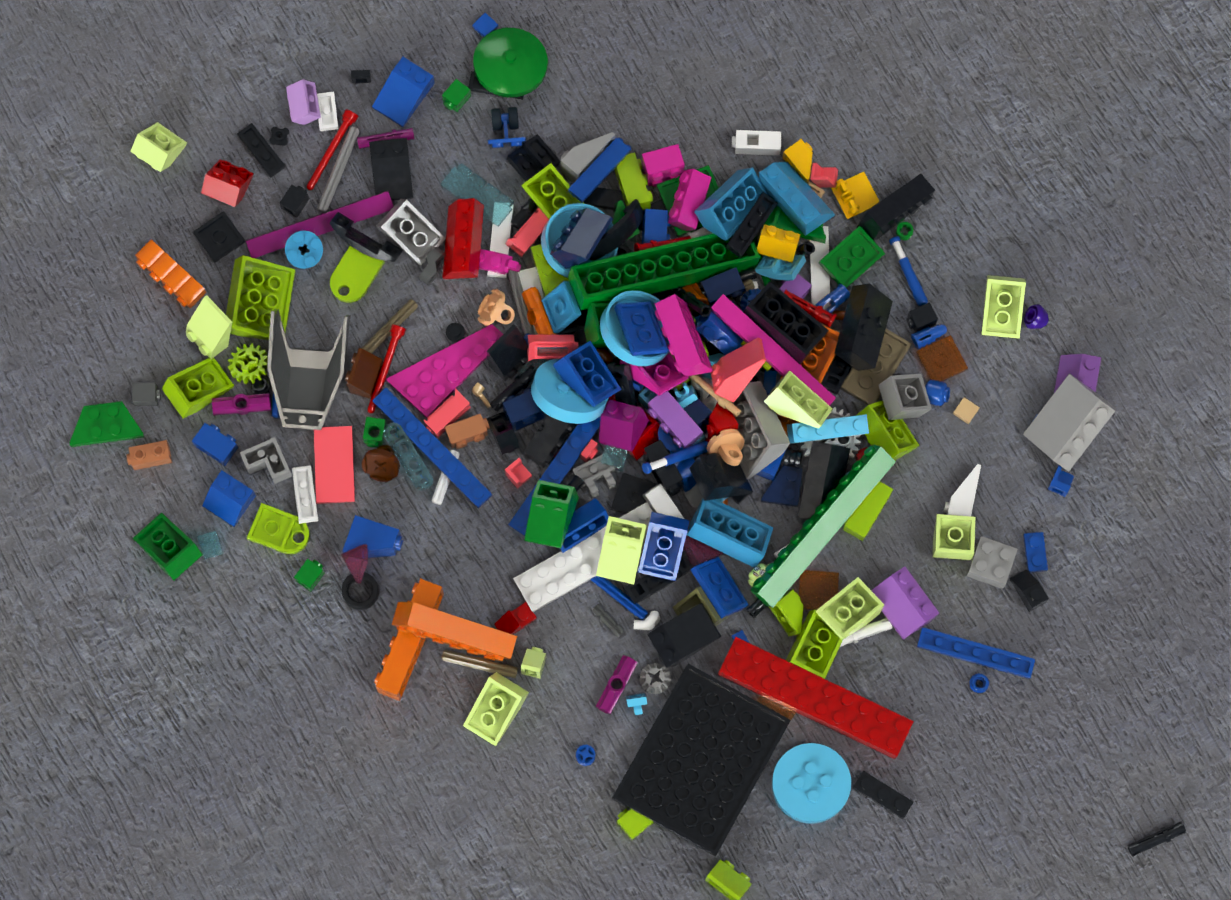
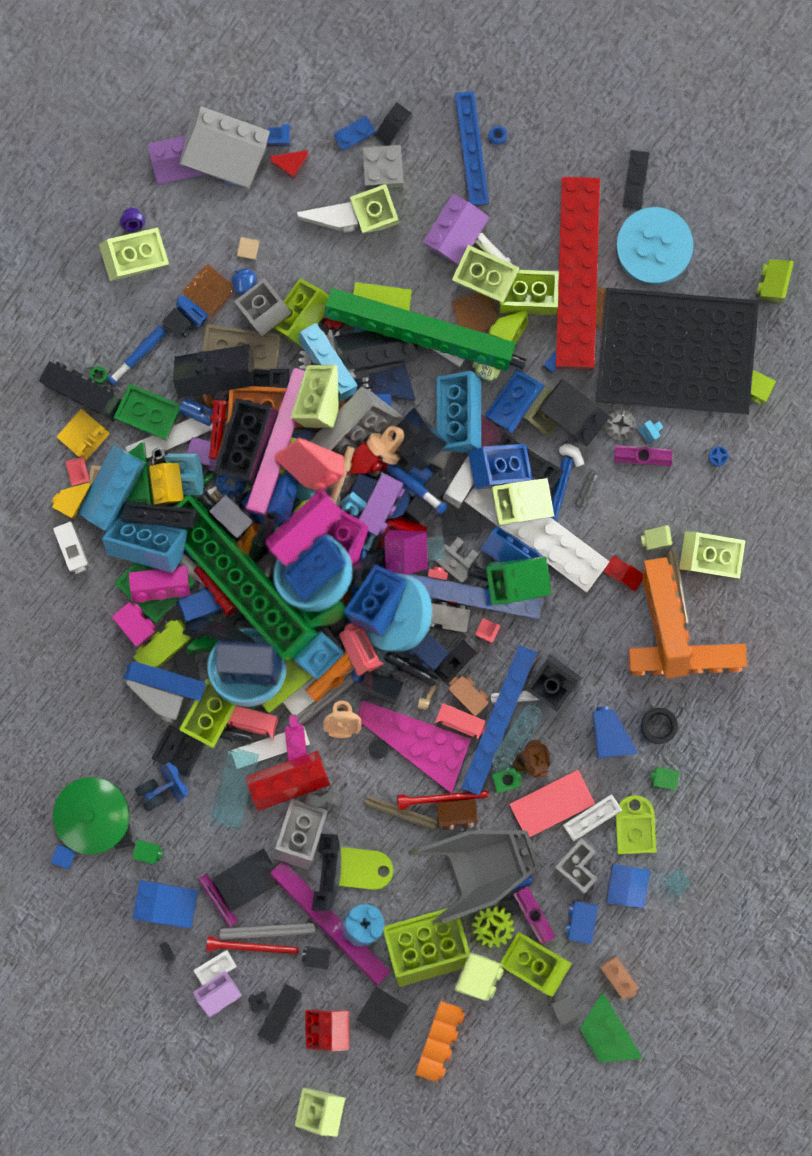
camera: 110 degrees left, 10 degrees up
(168, 546) = (696, 921): green slope -> none
(356, 561) = (640, 736): clear pink slope -> none
(442, 511) = (553, 683): none -> black slope
(1030, 481) = (290, 162): none -> red slope

